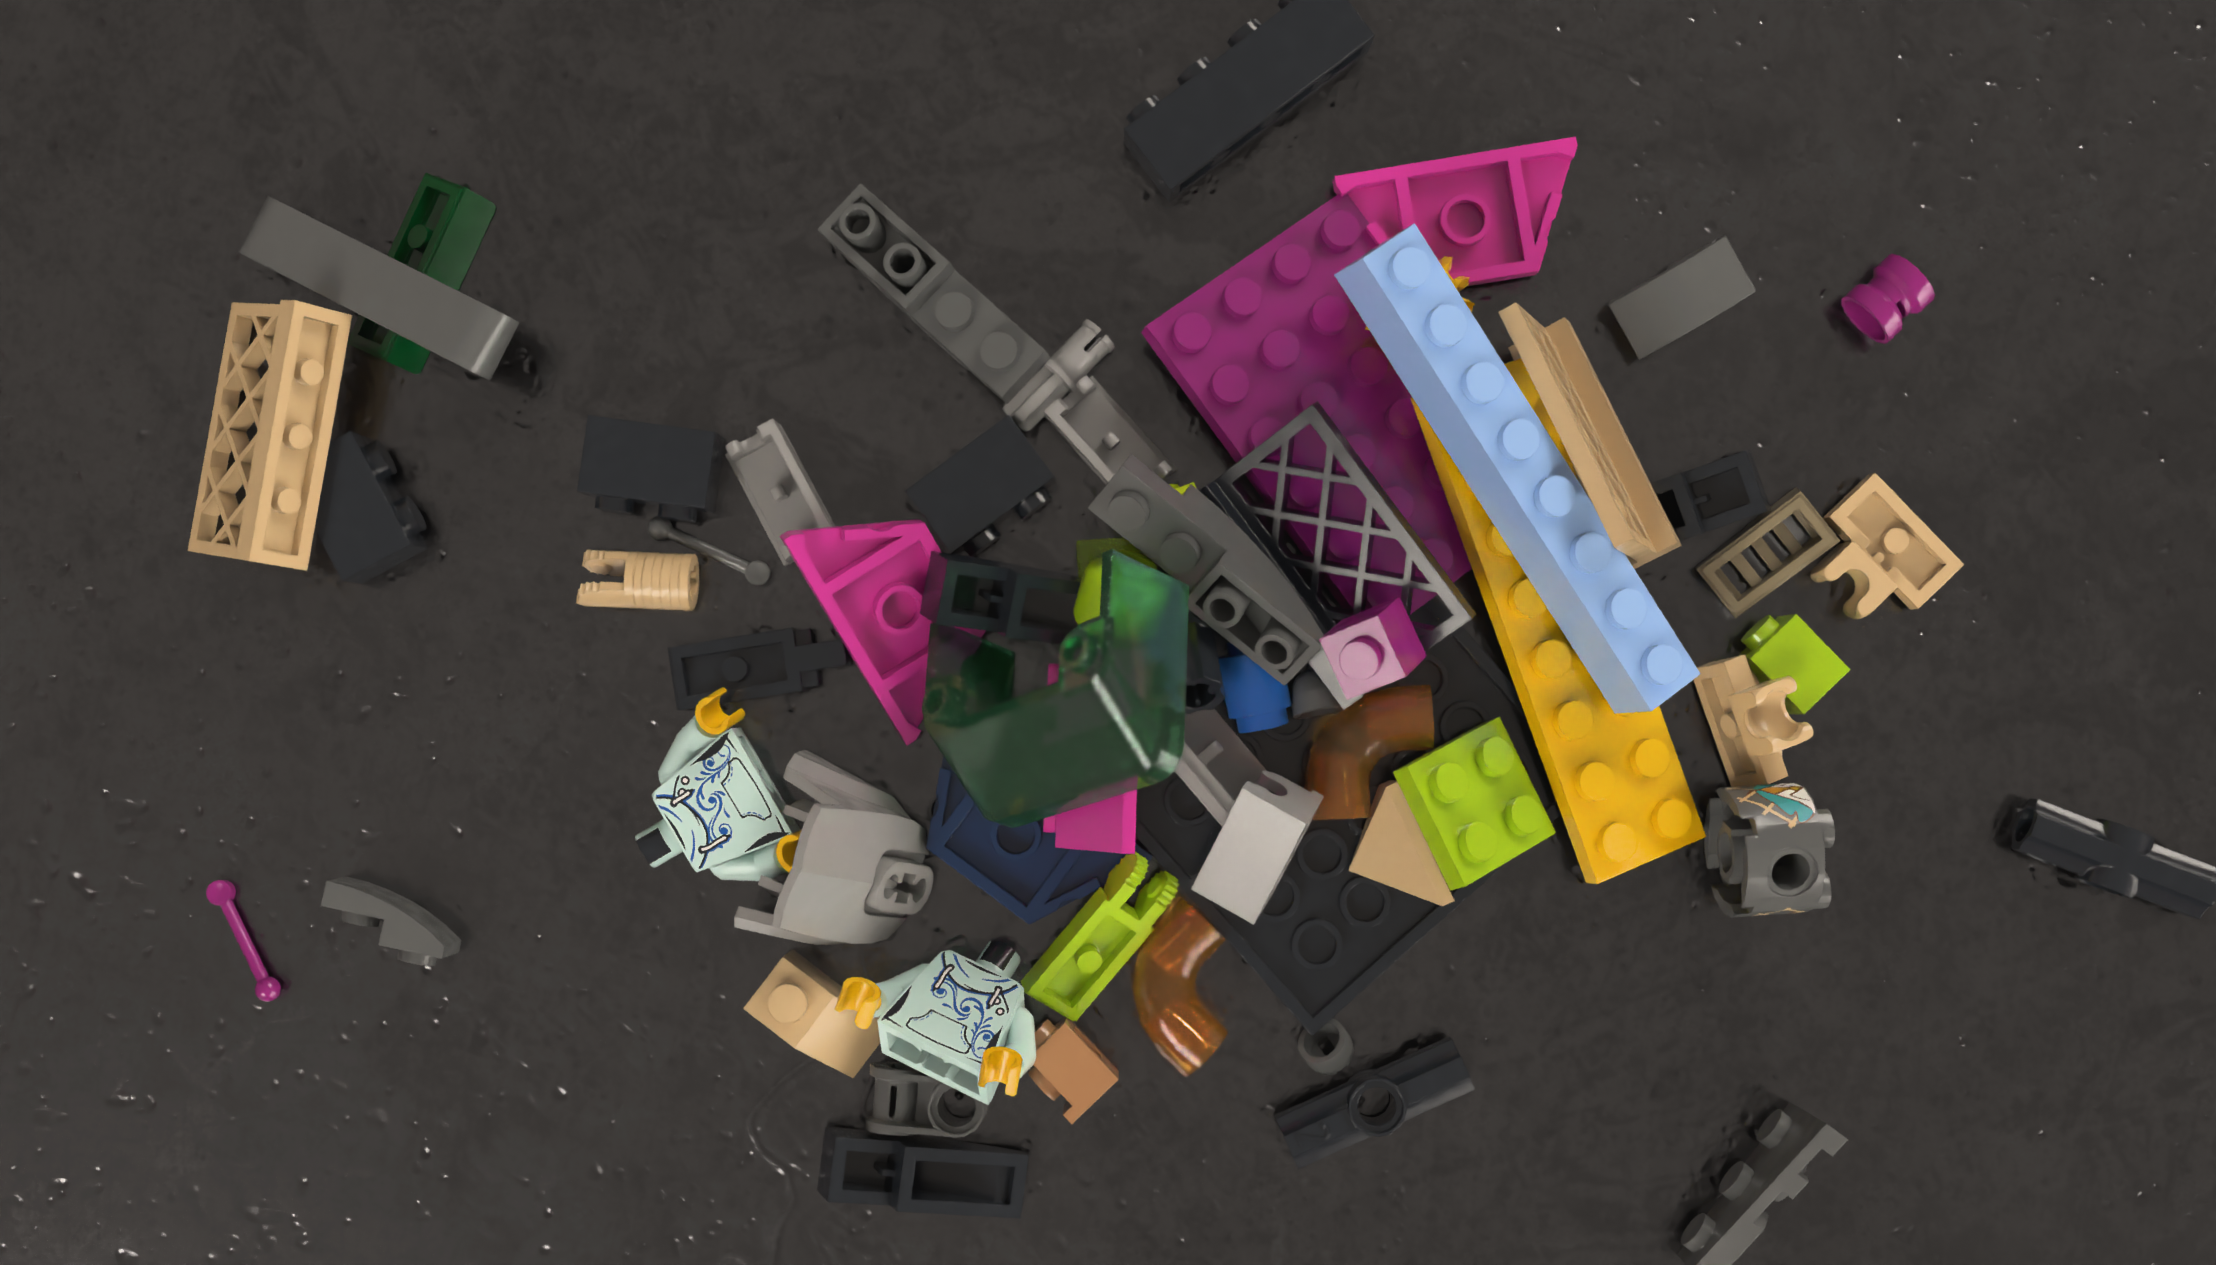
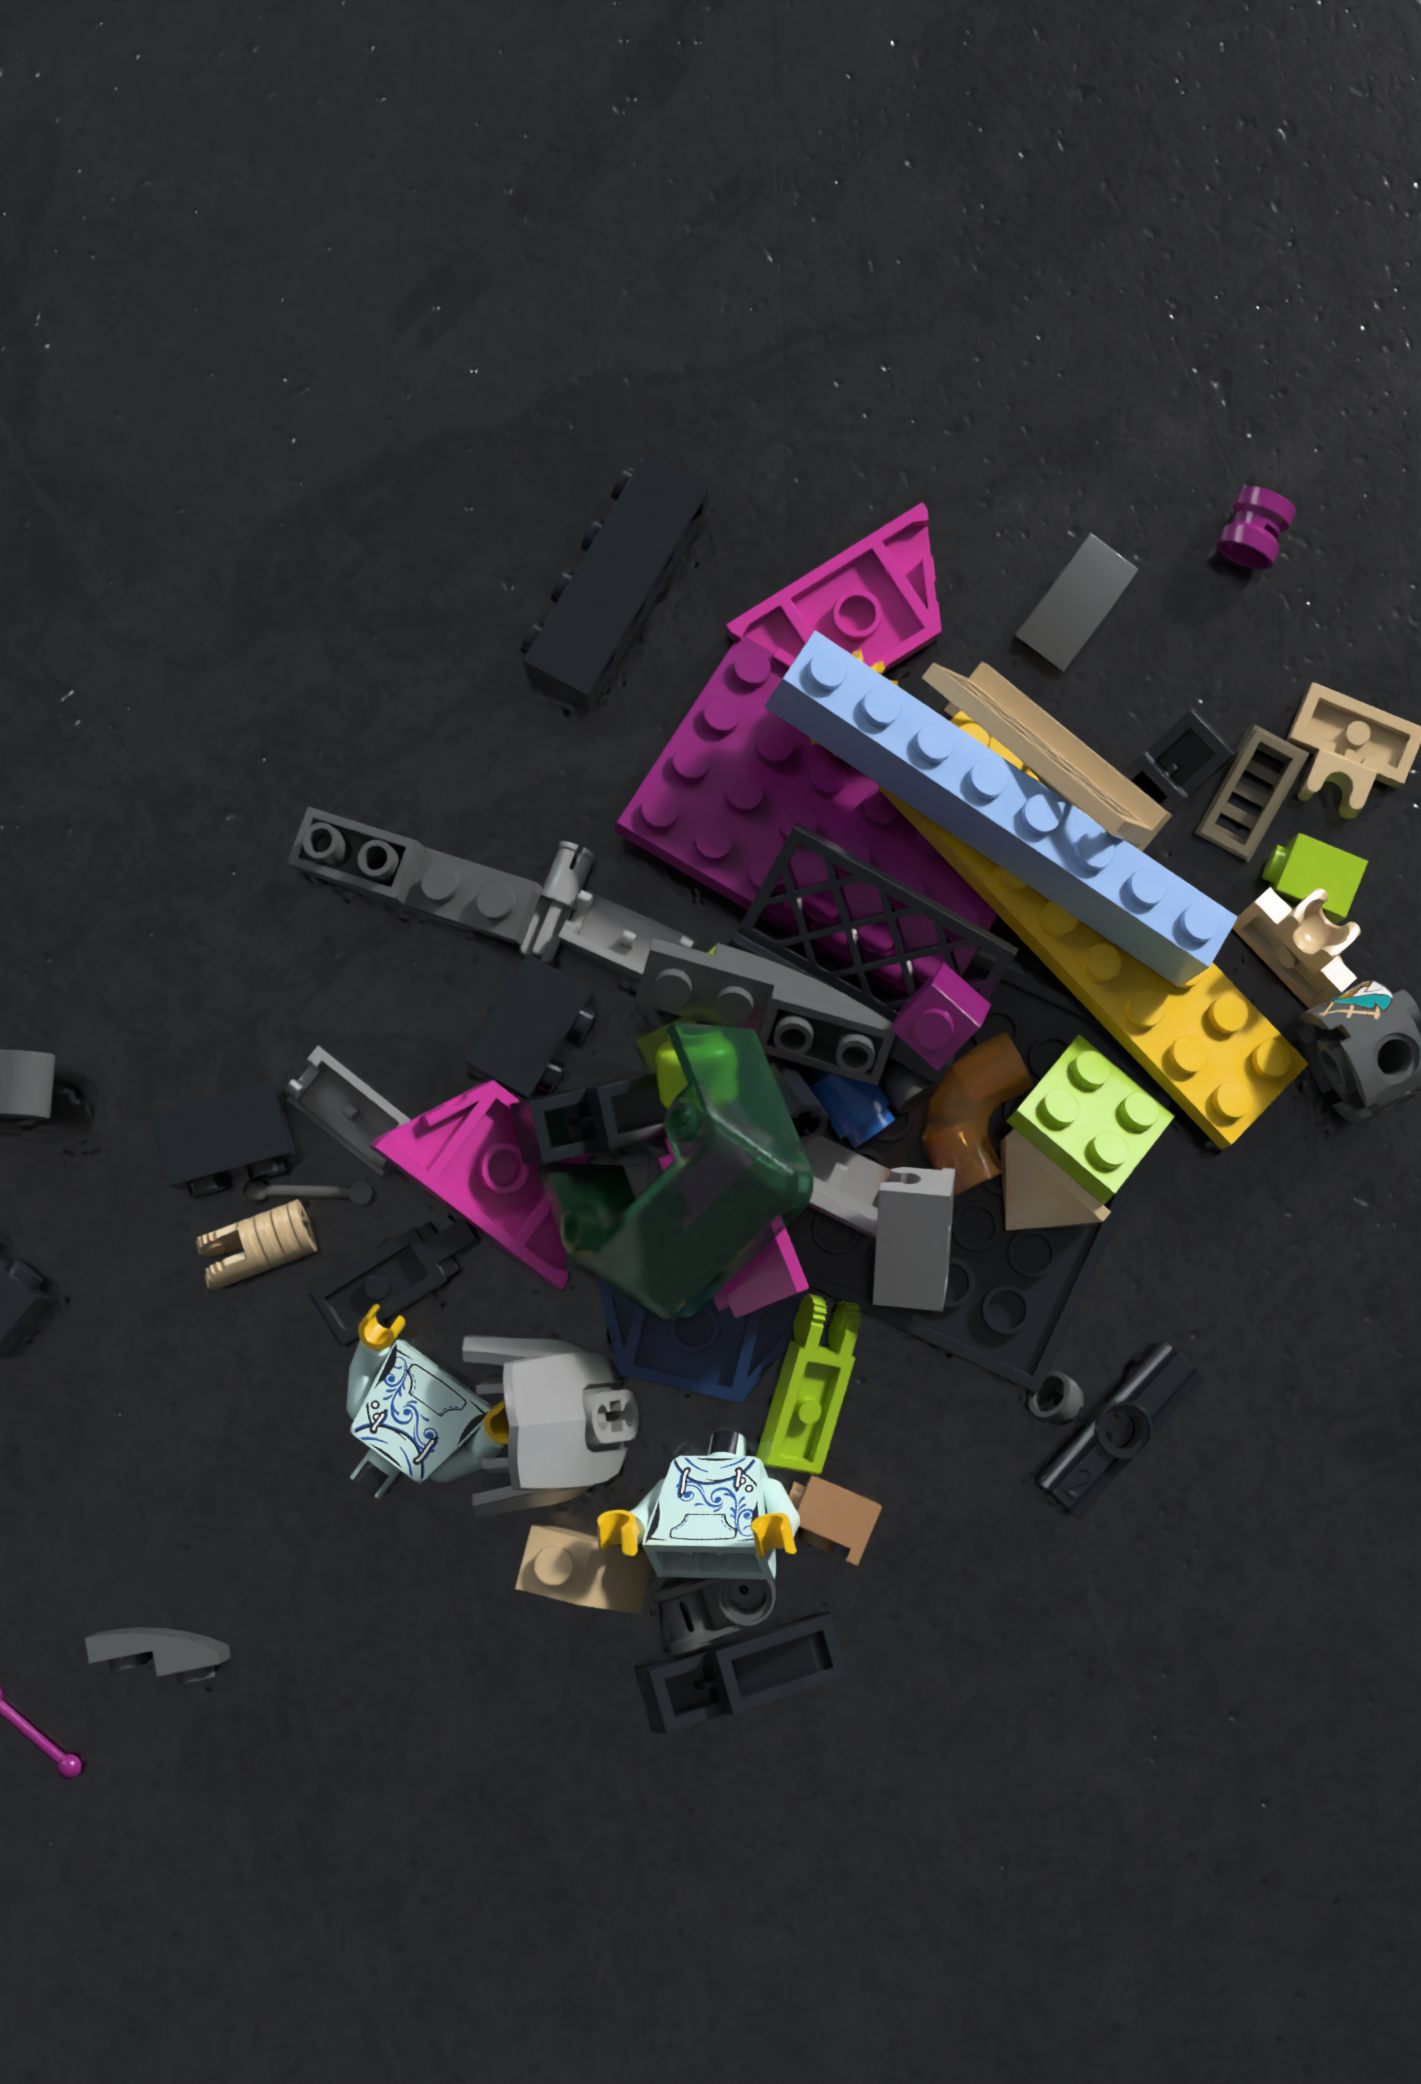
camera: 25 degrees left, 5 degrees down
(1167, 987) = (889, 1407): clear orange cylinder -> none

